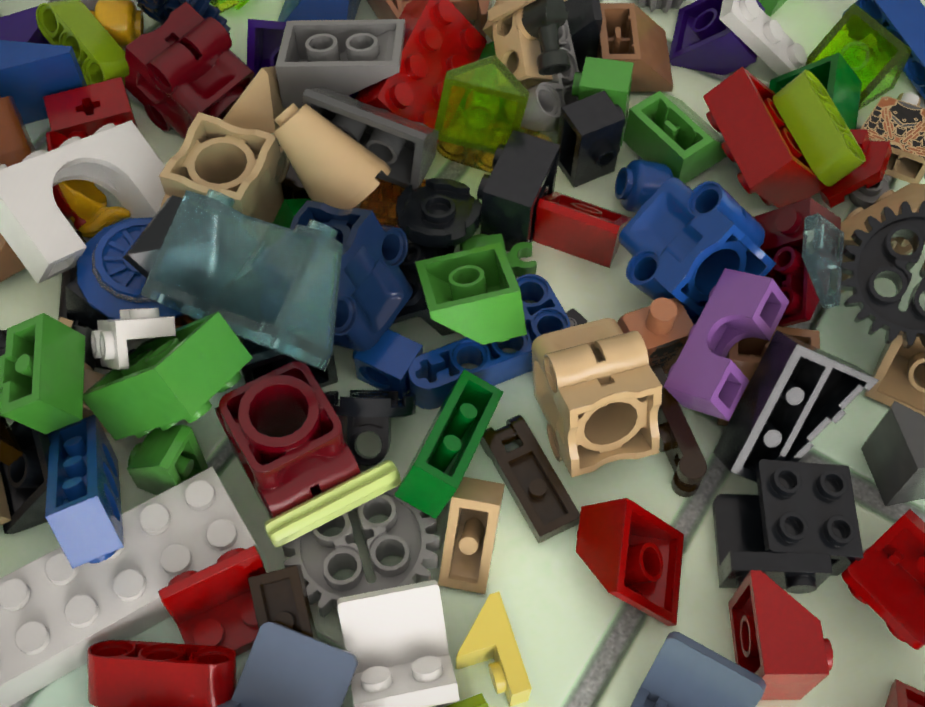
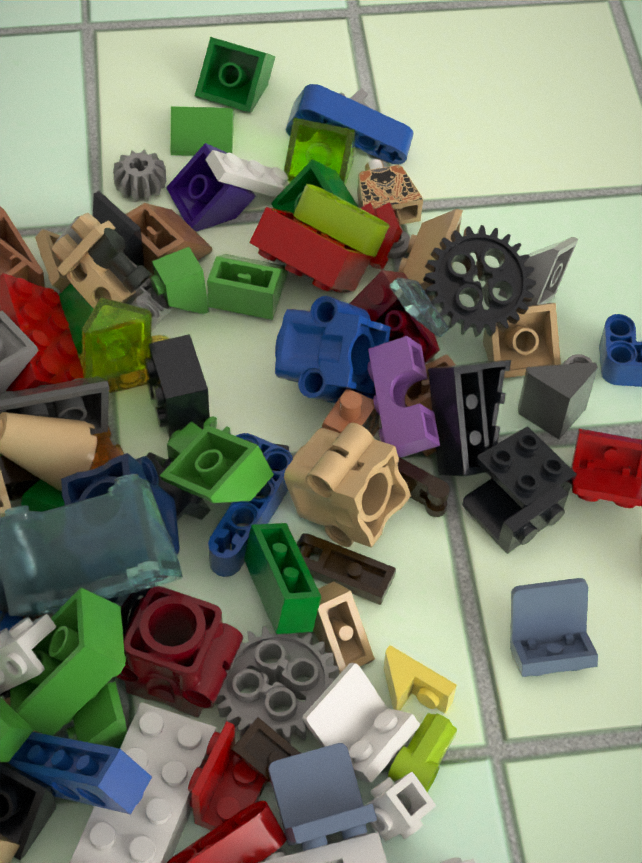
camera: 40 degrees left, 5 degrees down
(332, 503) = (240, 668): yellowish green axle -> none
(371, 412) = (215, 591): black tile -> none
(387, 362) = (194, 558): blue brick -> none
(438, 213) = (141, 432): black tile -> none
(578, 228) = (239, 385): red slope -> none
(589, 138) = (195, 313): black brick -> none
(633, 556) = (443, 567): red slope -> none
(639, 182) = (254, 329): blue head -> none
(778, 639) = (565, 551): red slope -> none

